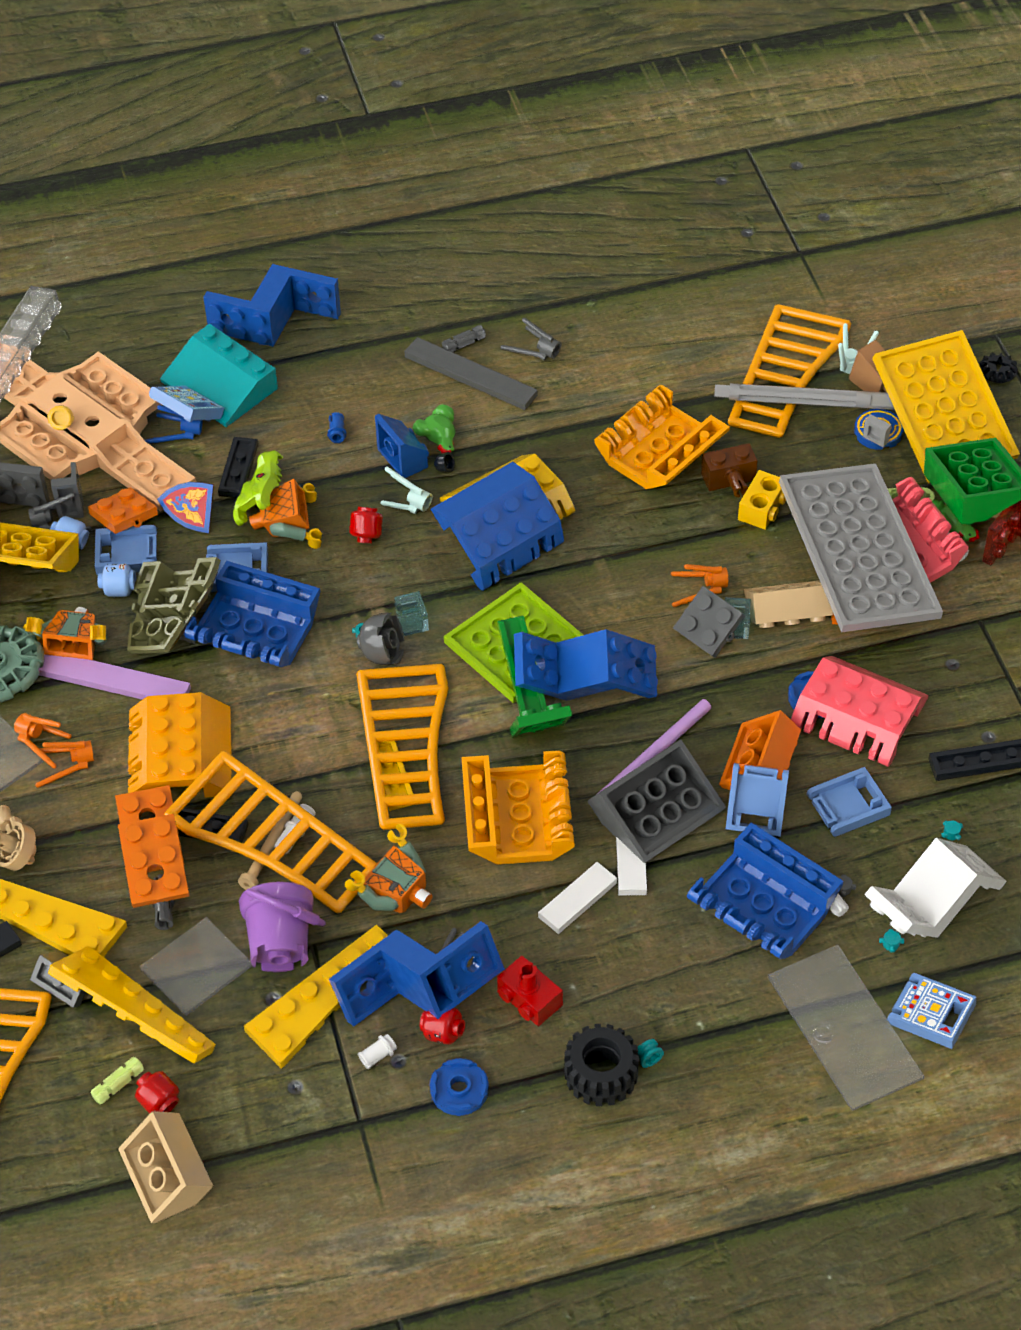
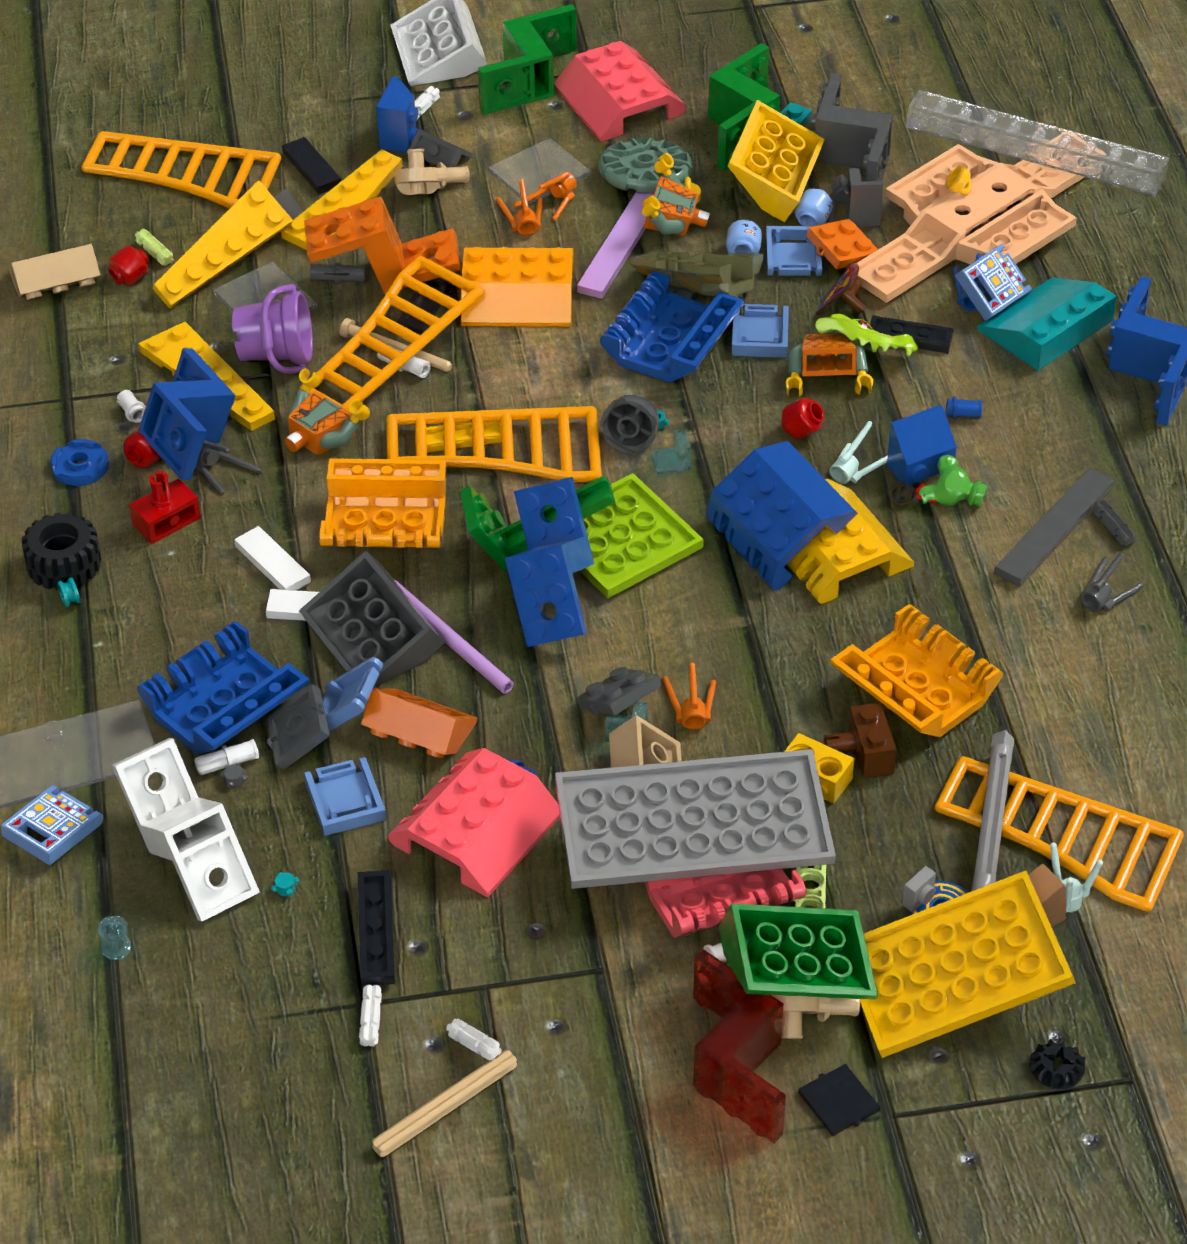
camera: 95 degrees right, 5 degrees down
(796, 827) = (297, 727): none -> dark grey plate

